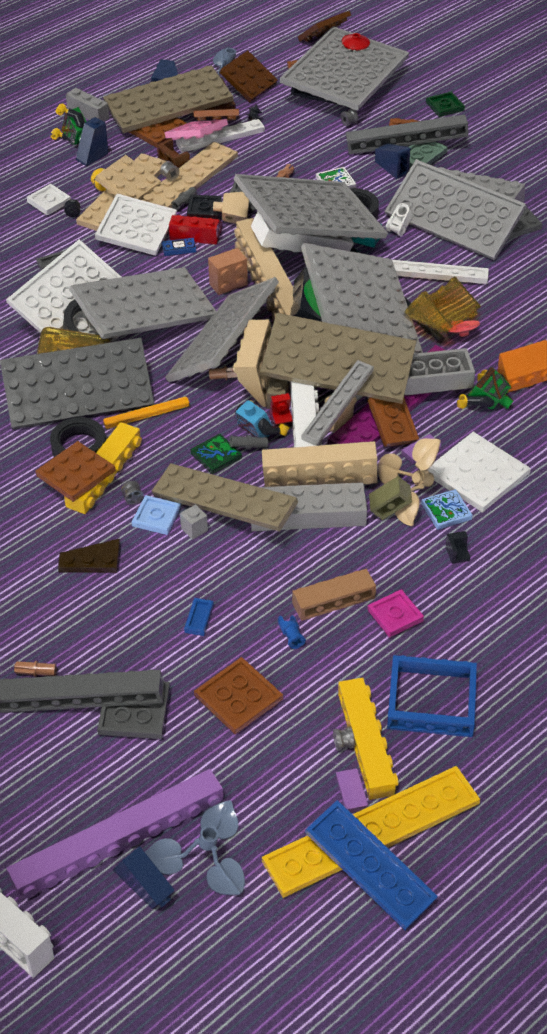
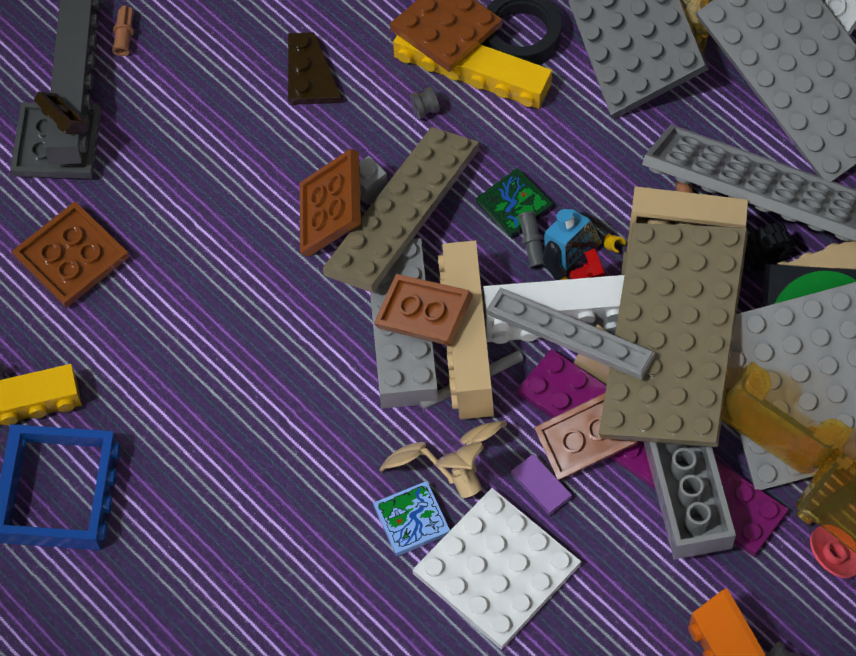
camera: 90 degrees right, 15 degrees up
(126, 681) = (57, 109): none -> dark brown plate
(146, 412) = (594, 108): light orange axle -> none
(156, 515) = (390, 137): light blue tile -> none
(199, 617) = (207, 203): blue tile -> none
(217, 533) = (330, 202): none -> dark orange plate
(291, 631) = (171, 312): blue piece -> none
(315, 473) = (423, 309): none -> dark orange plate
(333, 594) = (237, 362): medium nougat brick -> none
(390, 498) = (411, 428): olive brick -> none
(395, 613) = (203, 442): dark pink plate -> none
(399, 320) = (775, 430): none -> clear yellow windscreen
(457, 547) = (326, 529): black panel -> none
(488, 391) = (671, 586): torso -> none

